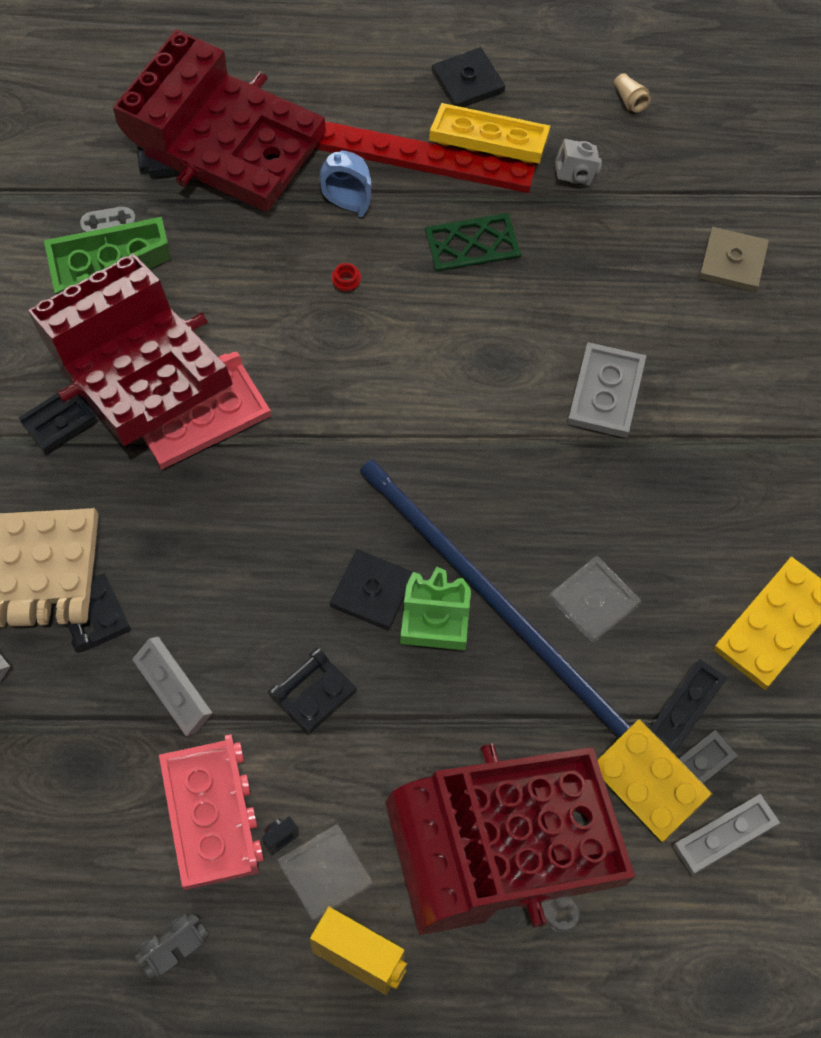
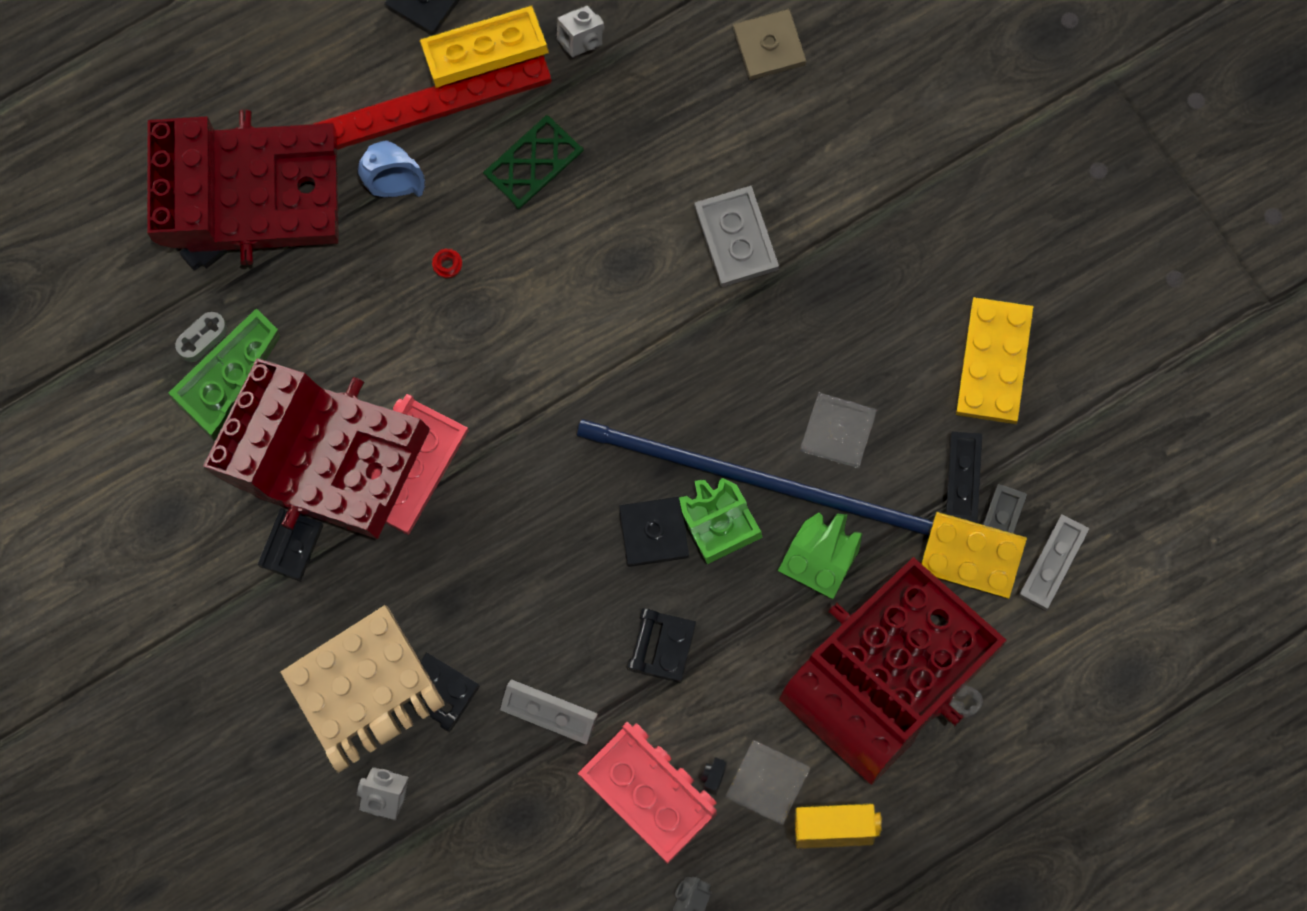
camera: 25 degrees left, 10 degrees up
(510, 697) = (822, 554): none -> bright green plate

